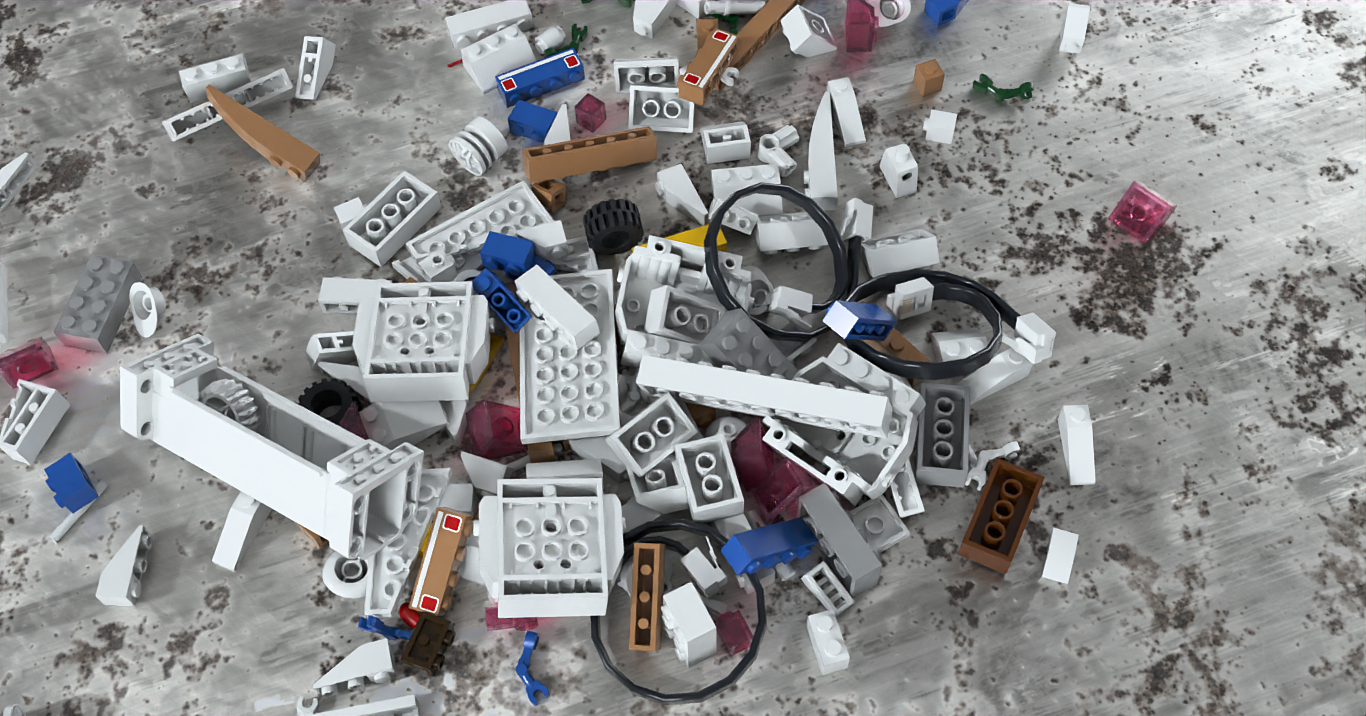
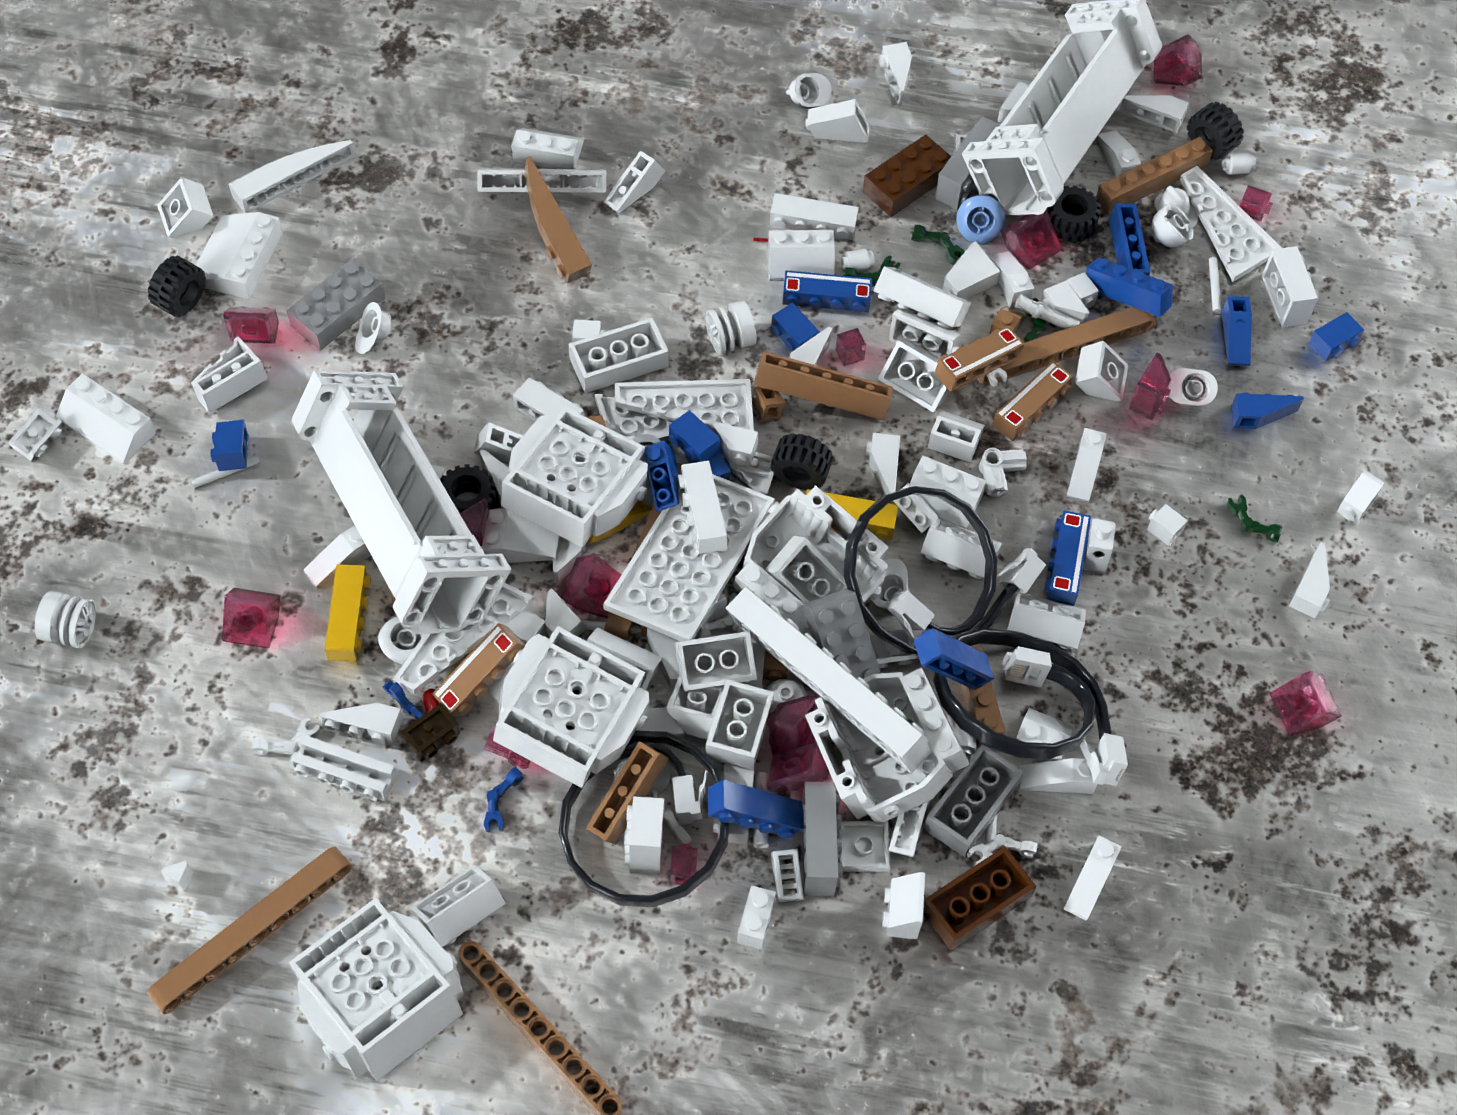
camera: 25 degrees right, 0 degrees up
(122, 576) = (227, 543): white slope -> none
(186, 633) = (250, 617): none -> clear pink slope
(231, 401) = (386, 448): white gear -> none
(279, 577) = (346, 613): none -> yellow brick
(438, 267) = (629, 420): white brick -> none
(625, 41) = (921, 296): none -> white brick
(768, 83) = (1033, 401): none -> medium nougat brick
(821, 159) = (1032, 497): white slope -> none
(882, 193) = (1068, 557): none -> blue brick
(928, 77) = (1186, 473): medium nougat brick -> none
(947, 556) = (905, 906): none -> white slope
(1060, 555) = (1009, 962): white slope -> none
(1084, 115) = (1314, 586): none -> white slope

